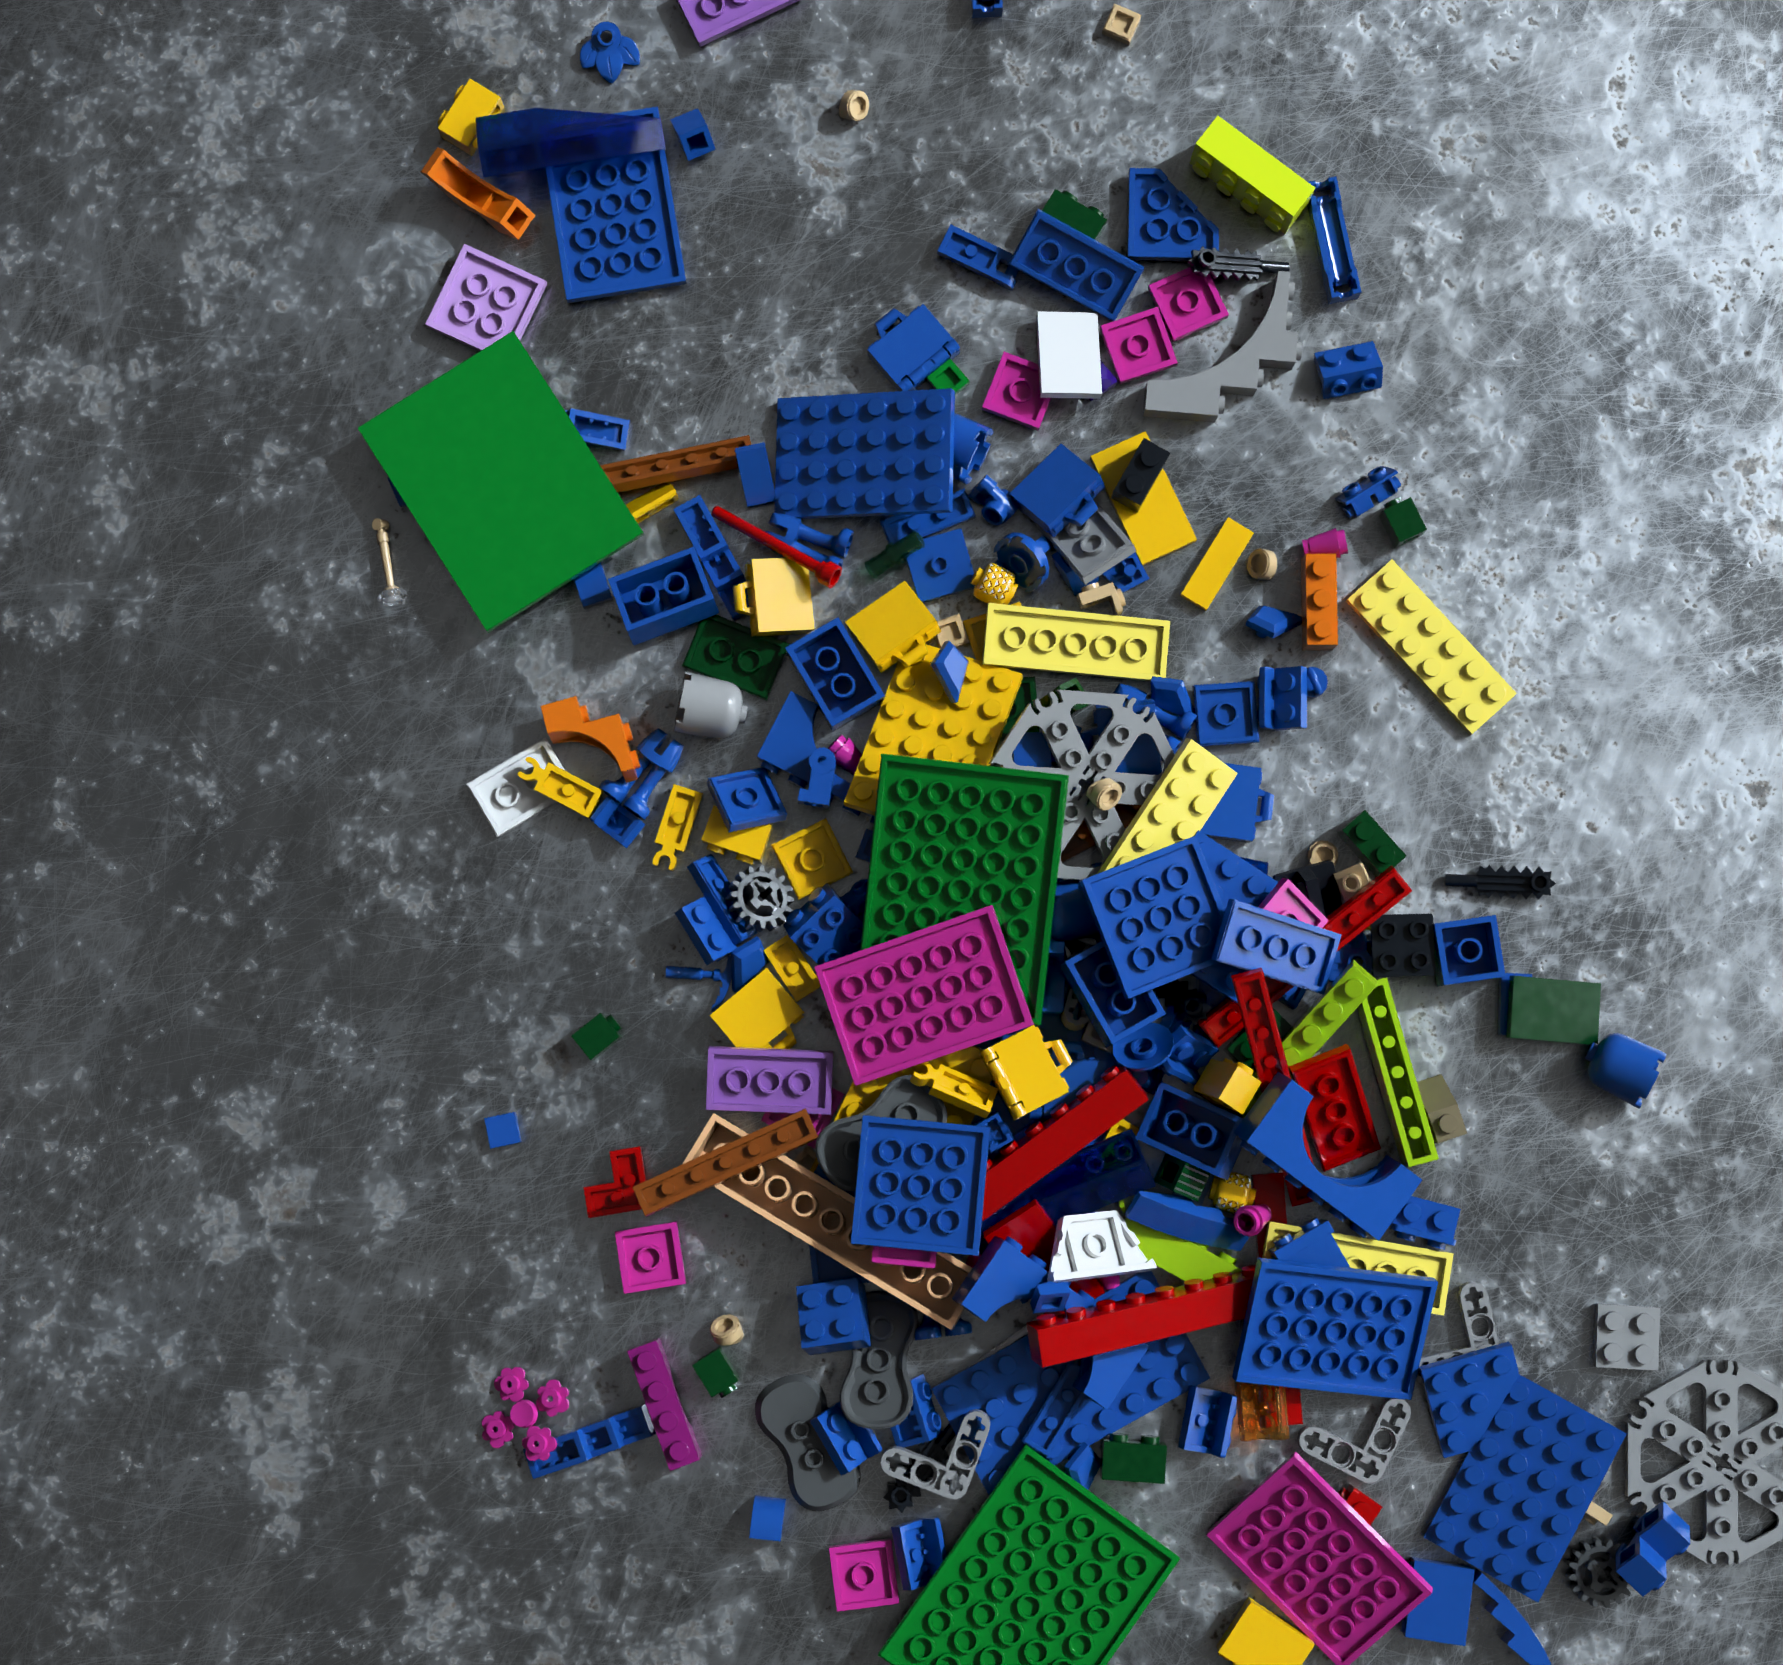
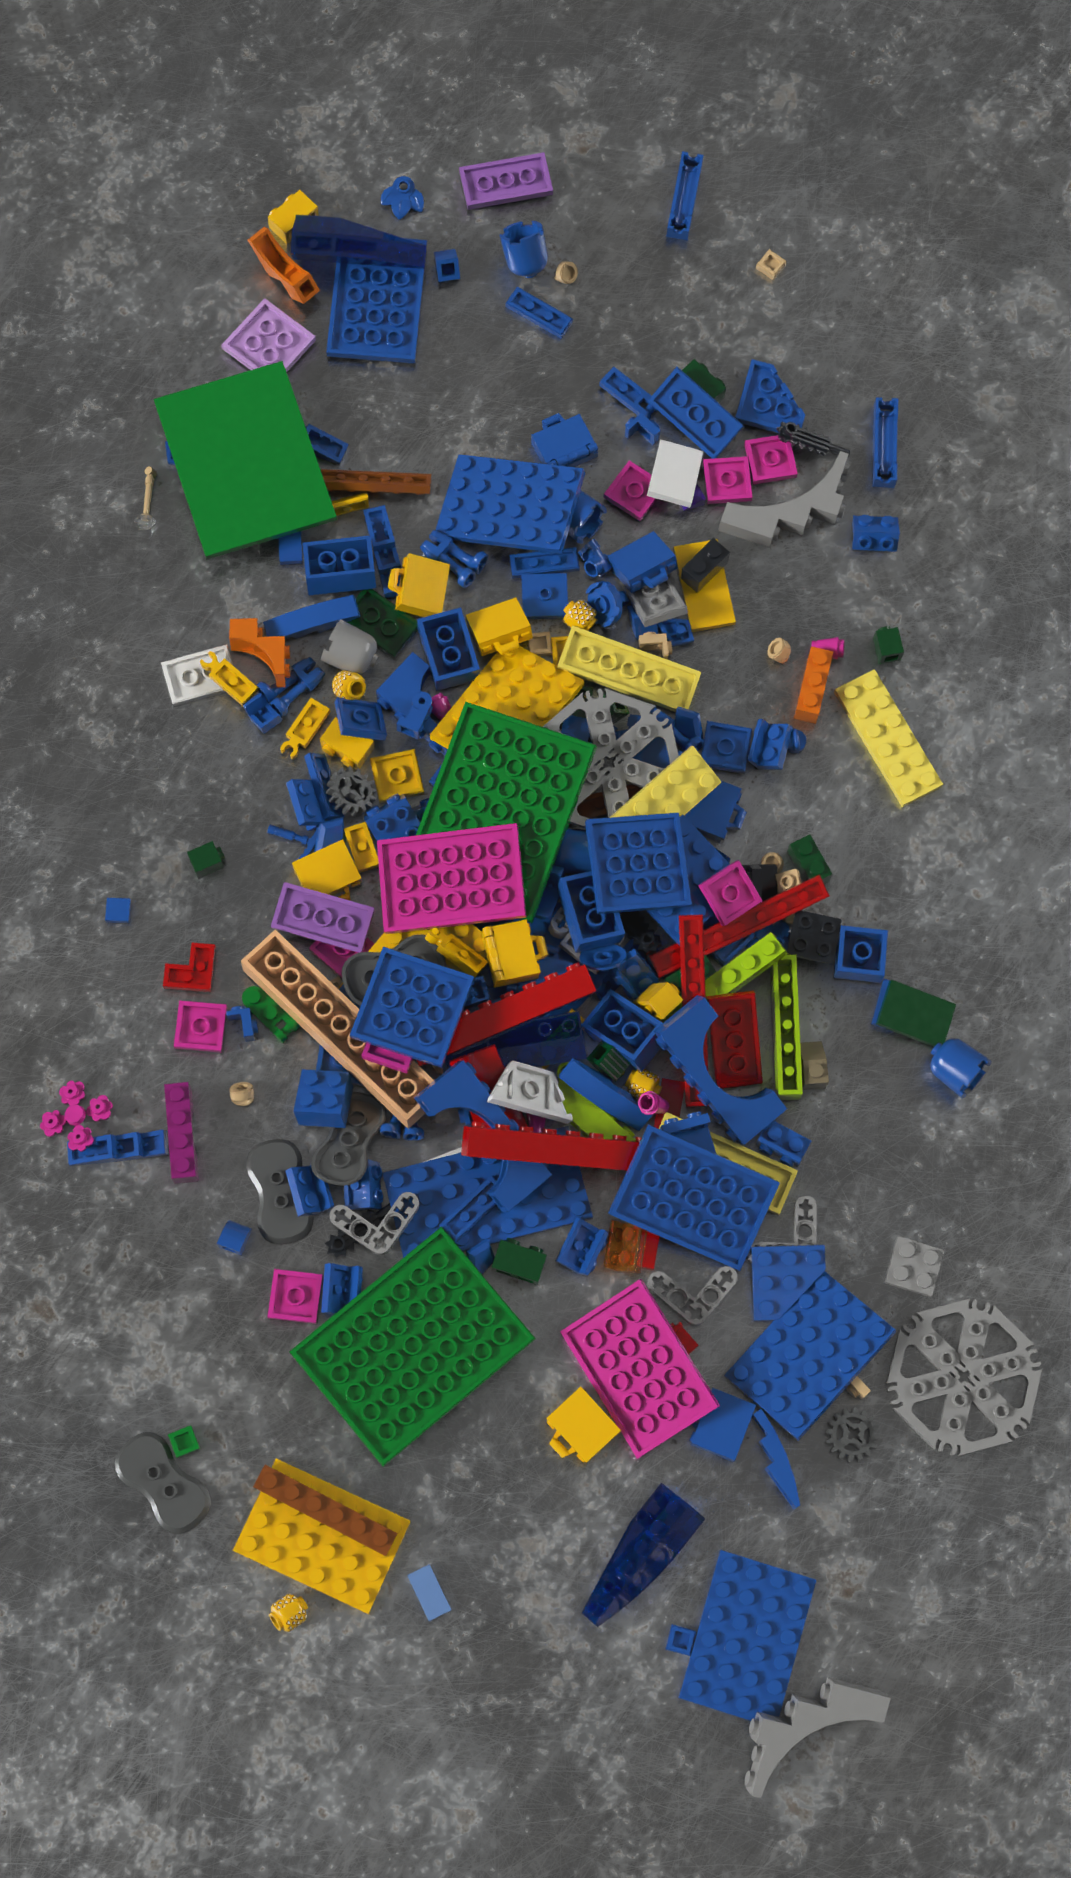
camera: 10 degrees right, 10 degrees down
(646, 676) = (313, 618): none -> blue slope
(711, 1240) = (249, 1025): none -> blue bracket
(716, 1373) = (226, 1120): dark green brick -> none
(719, 756) = (349, 685): none -> yellow head
(725, 1162) = (274, 963): dark orange plate -> none
(732, 1217) = (269, 1012): none -> green plate
(755, 474) = (428, 499): blue tile -> none
(792, 88) = (525, 248): none -> blue cylinder
(826, 572) = (460, 575): red piece -> none
(832, 170) = (539, 312): none -> blue tile
(894, 554) = (513, 578): clear green pin -> none
(948, 376) = (589, 467): green plate -> none
(950, 669) = (532, 662): blue piece -> none
(1015, 299) = (647, 428): none -> blue bracket
(1050, 1297) = (486, 1110): blue plate -> none
(1104, 793) = (620, 768): tan tile -> none
(1217, 564) = (746, 643): yellow tile -> none
(1251, 175) = (837, 383): neon yellow brick -> none
(1272, 621) = (776, 691): blue piece -> none
(1278, 945) = (723, 906): tile -> none
(1357, 495) = (878, 616): blue hinge -> none
(1488, 881) = (900, 914): black piece -> none
(1657, 1539) = (897, 1418): blue brick -> none

